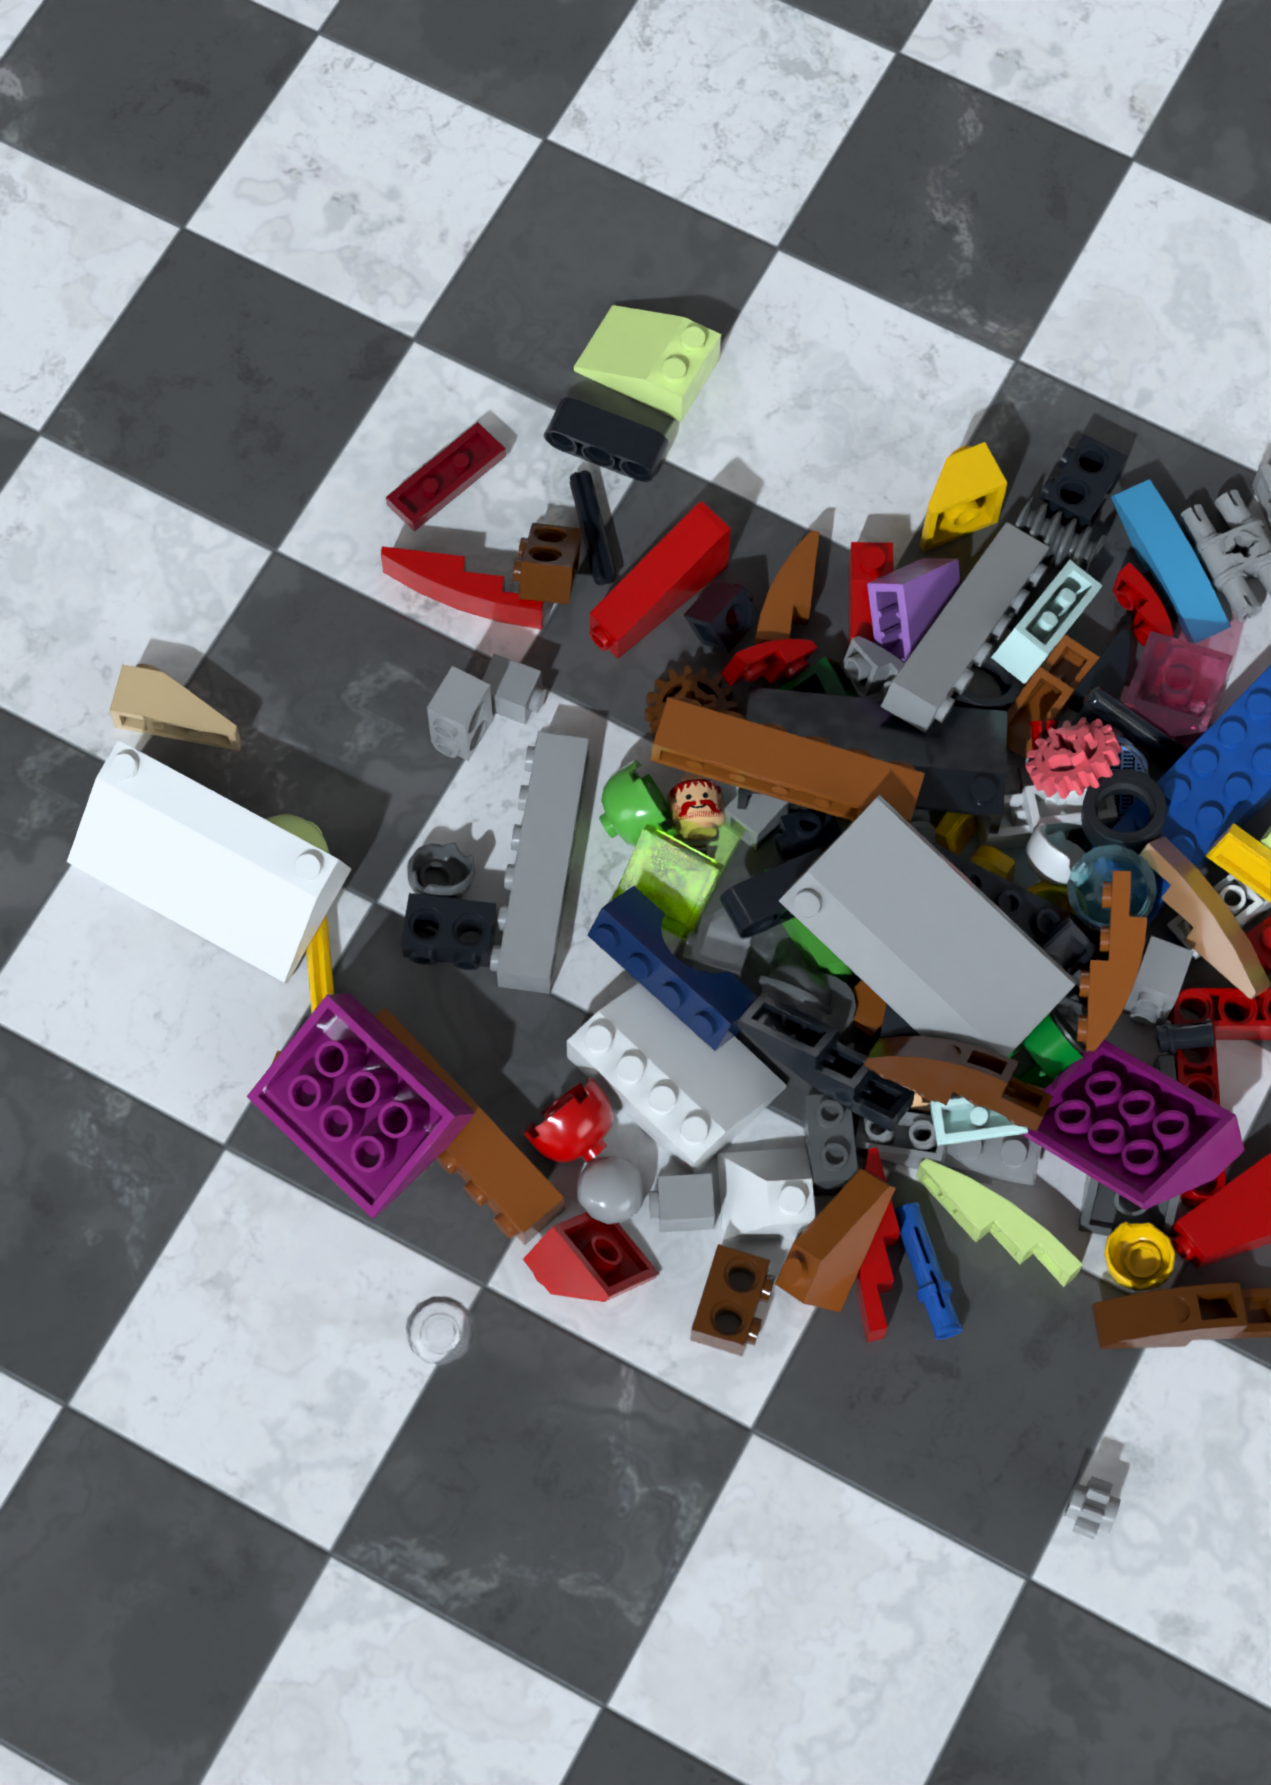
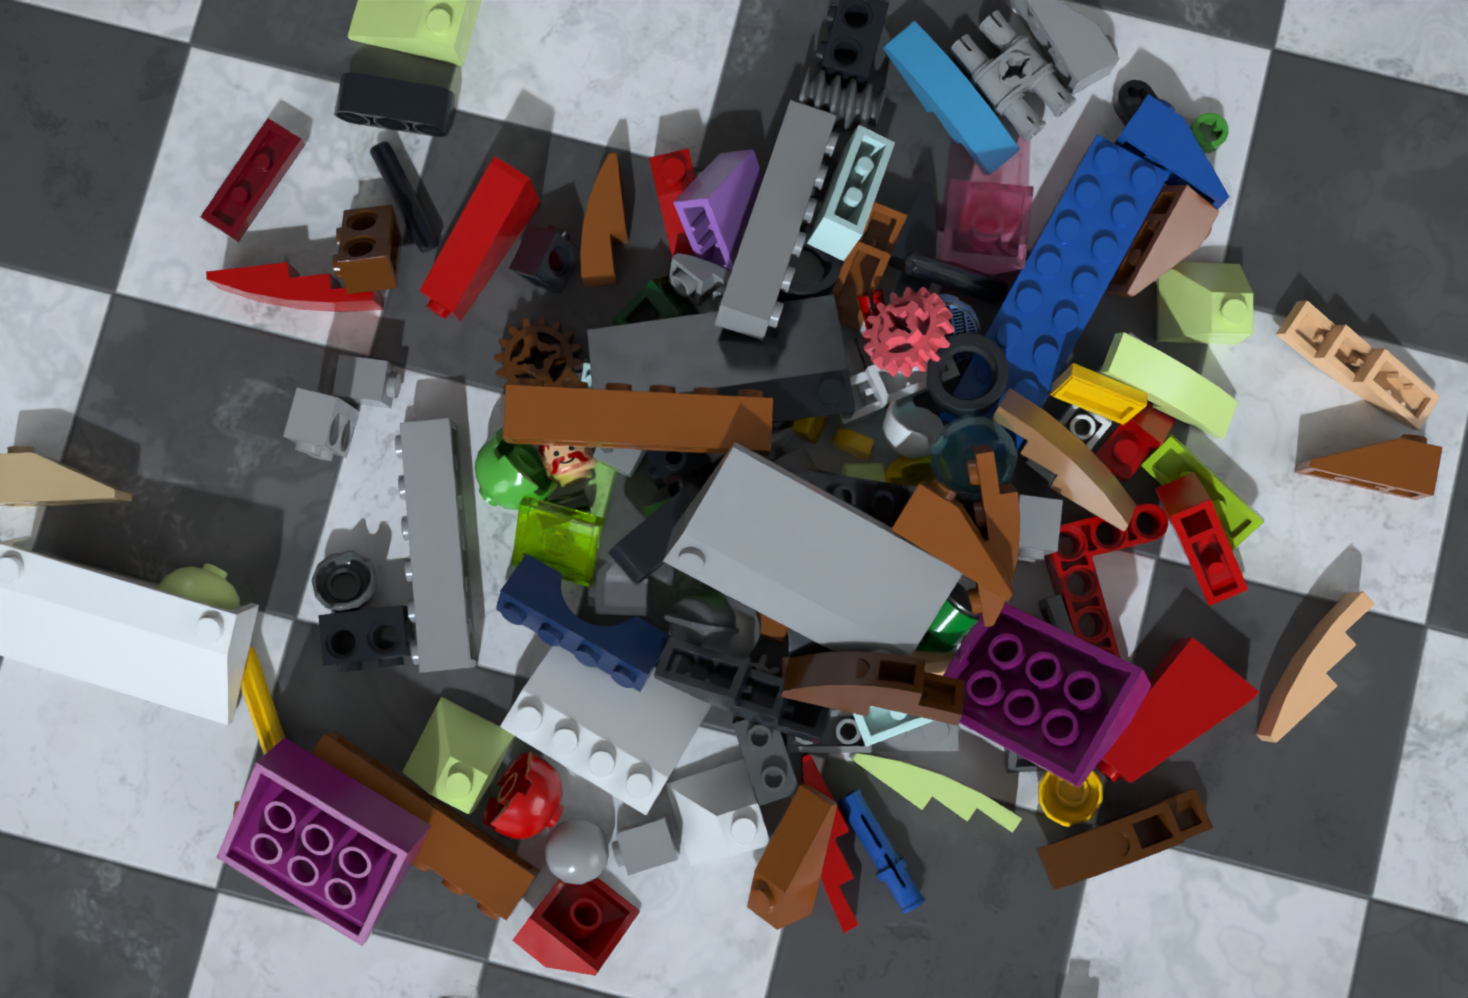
camera: 10 degrees left, 15 degrees up
(510, 1072) = (458, 755): none -> yellowish green slope
(723, 1298) = (703, 926): reddish brown brick -> none
(770, 659) = (601, 293): red slope -> none
(965, 496) = (745, 81): yellow slope -> none
(1066, 935) = (947, 532): none -> dark orange slope
(1136, 594) = (926, 140): red slope -> none
(1184, 1036) = (1068, 577): black pin -> none

